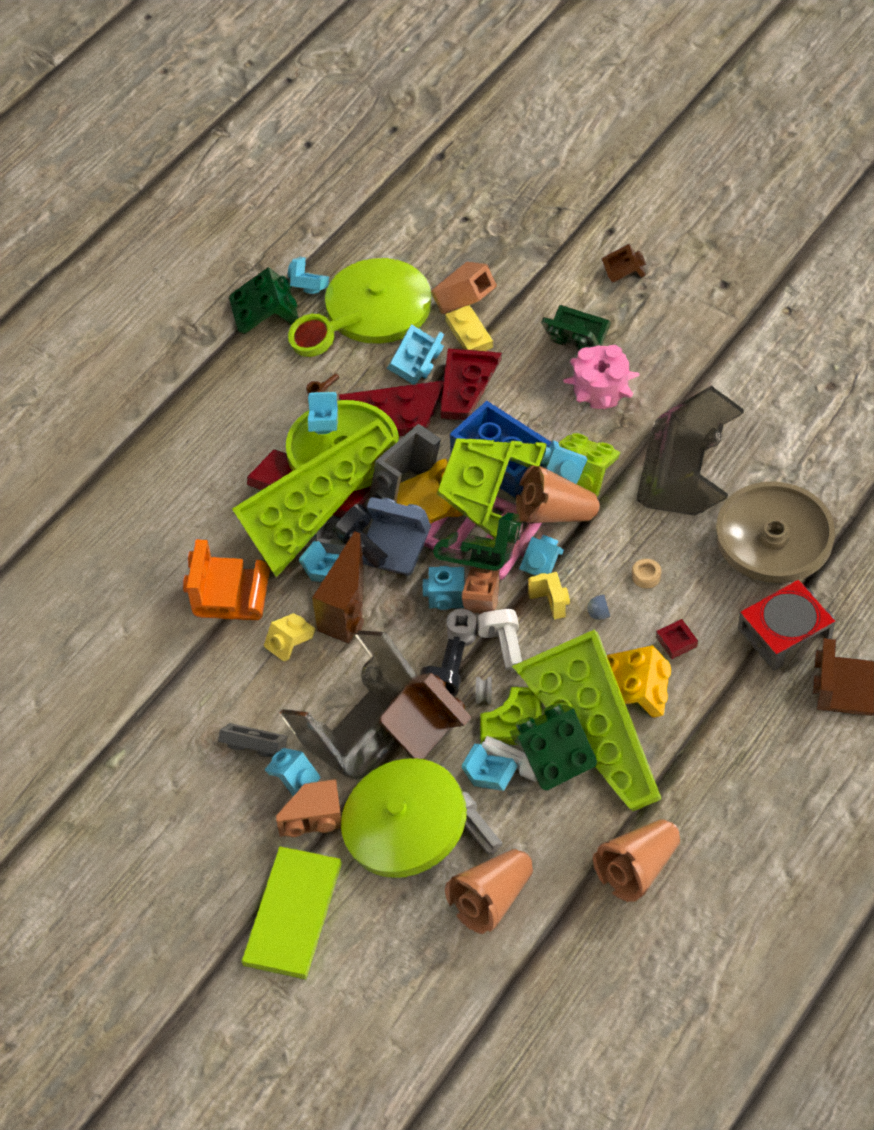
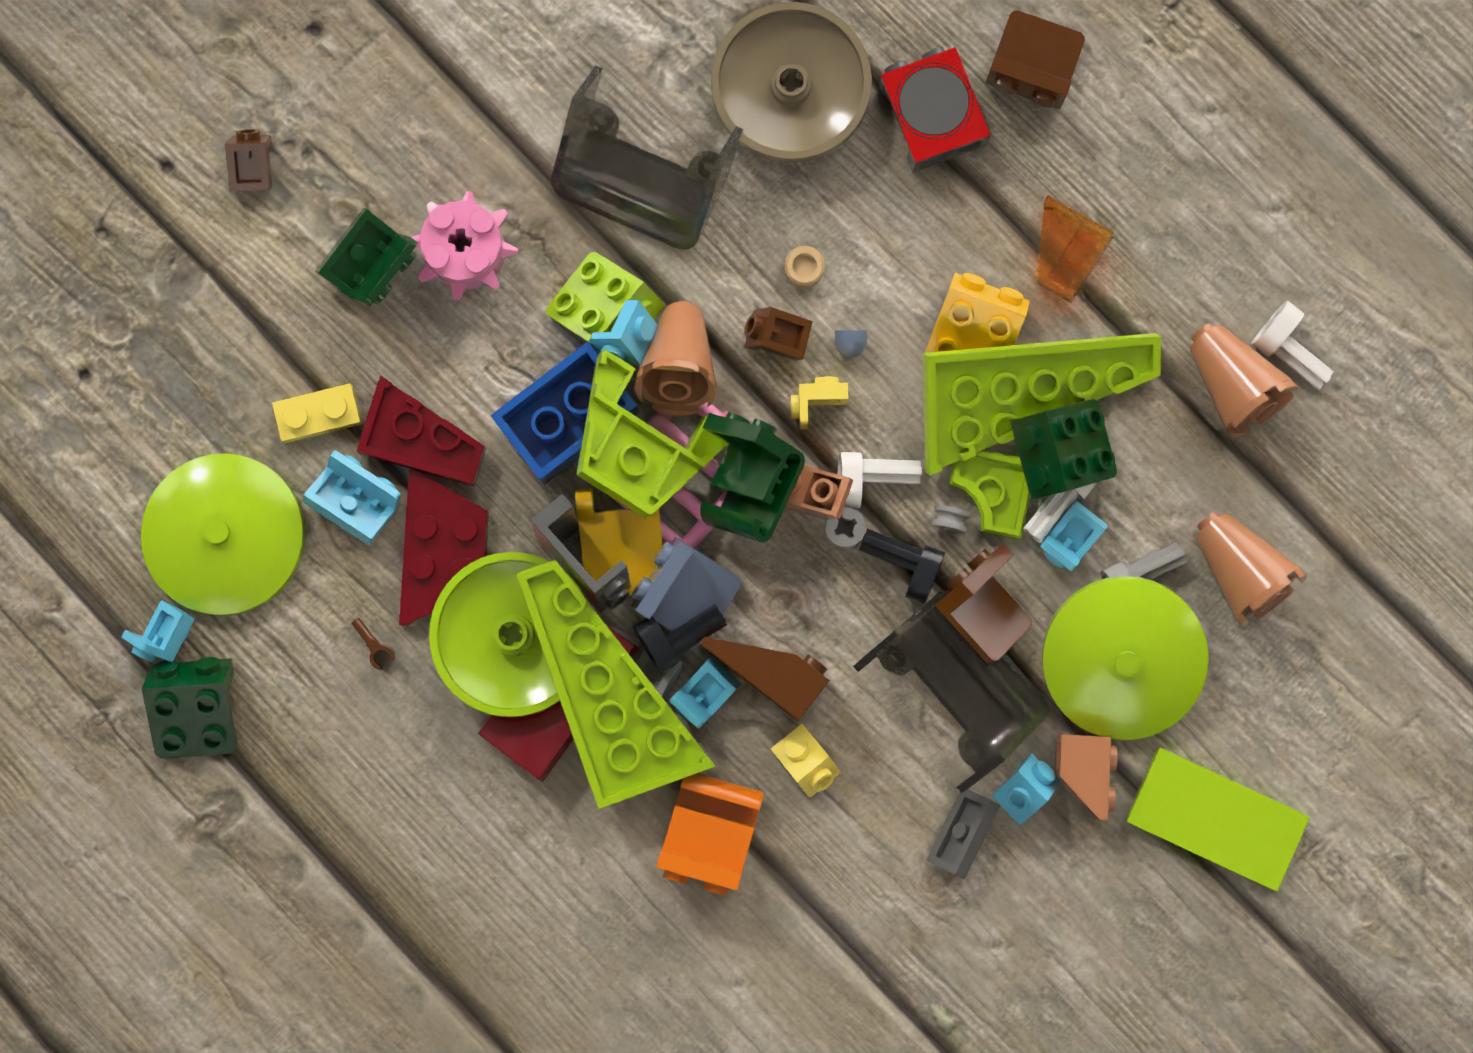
camera: 80 degrees left, 30 degrees up
(315, 334) = (274, 641): lime piece -> none
(322, 412) = (467, 653): medium azure bracket -> none
(444, 587) = (781, 556): medium azure brick -> none
(464, 287) = (242, 402): nougat slope -> none
(540, 555) = (751, 396): medium azure bracket -> none
(592, 562) = (777, 332): none -> reddish brown bracket
(676, 639) = (922, 254): dark red plate -> none
(681, 883) = (1275, 340): none -> white piece
(708, 730) = (1068, 249): none -> clear orange wing

